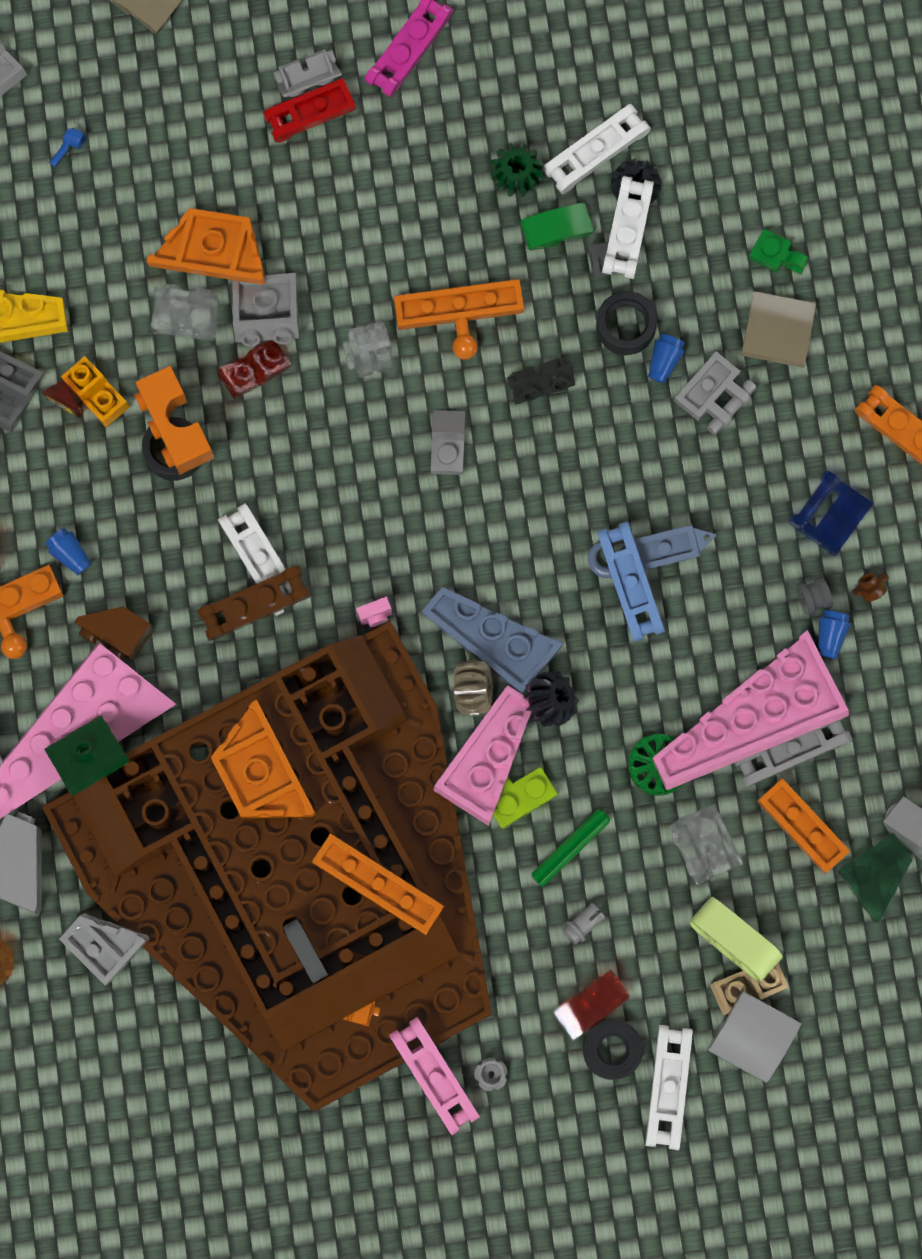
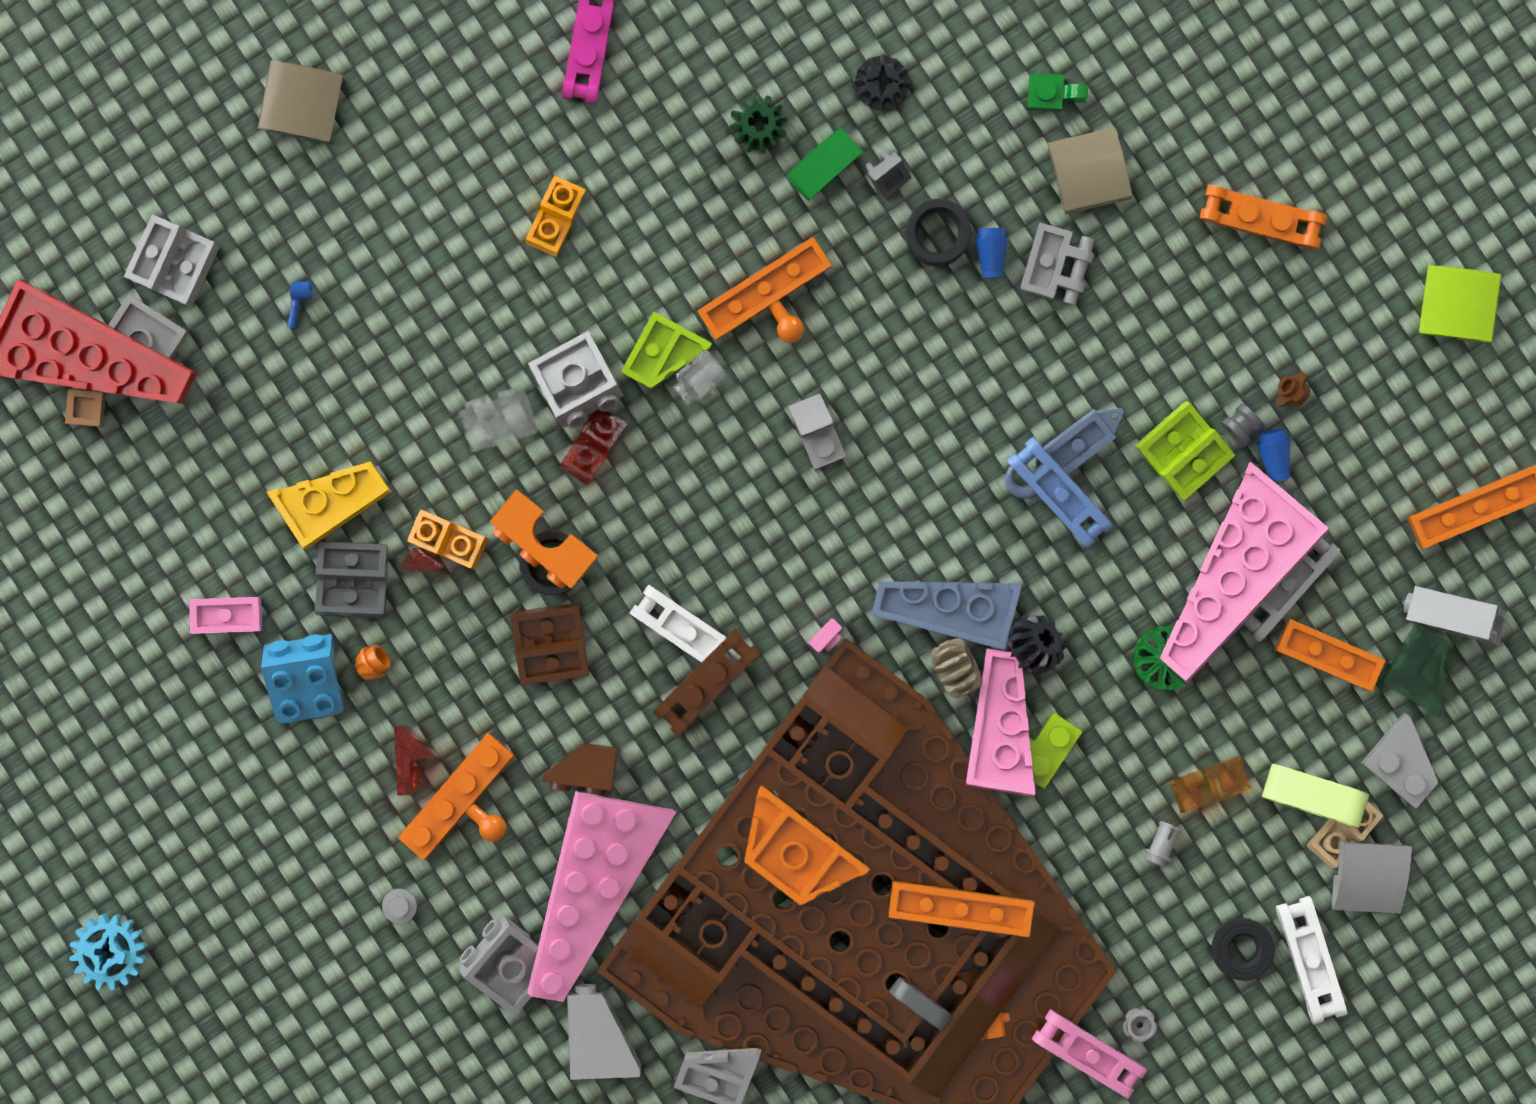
camera: 30 degrees left, 10 degrees up
(68, 551) = (499, 711): blue cone -> none
(86, 755) = (621, 910): dark green plate -> none
(138, 515) = (549, 643): none -> reddish brown slope
(212, 246) = (493, 341): orange wing -> none
(294, 81) = (493, 131): light grey hinge -> none
(309, 110) = (523, 154): red plate -> none
(313, 172) = (555, 216): none -> light orange slope
(345, 312) = (662, 351): none -> lime wing
(554, 377) = (892, 319): pearl dark grey hinge -> none
(570, 847) = (1117, 776): green axle -> none
(592, 1004) = (1206, 918): clear red slope -> none
(596, 148) = (827, 64): white plate -> none
(628, 227) = (899, 138): white plate -> none
(648, 891) = (1210, 784): none -> clear orange slope
(705, 844) = (1245, 715): clear bracket -> none
(755, 597) = (1184, 450): none -> lime slope
(827, 951) = (1402, 762): none -> light grey wing
(839, 520) = (1232, 337): clear blue plate -> none

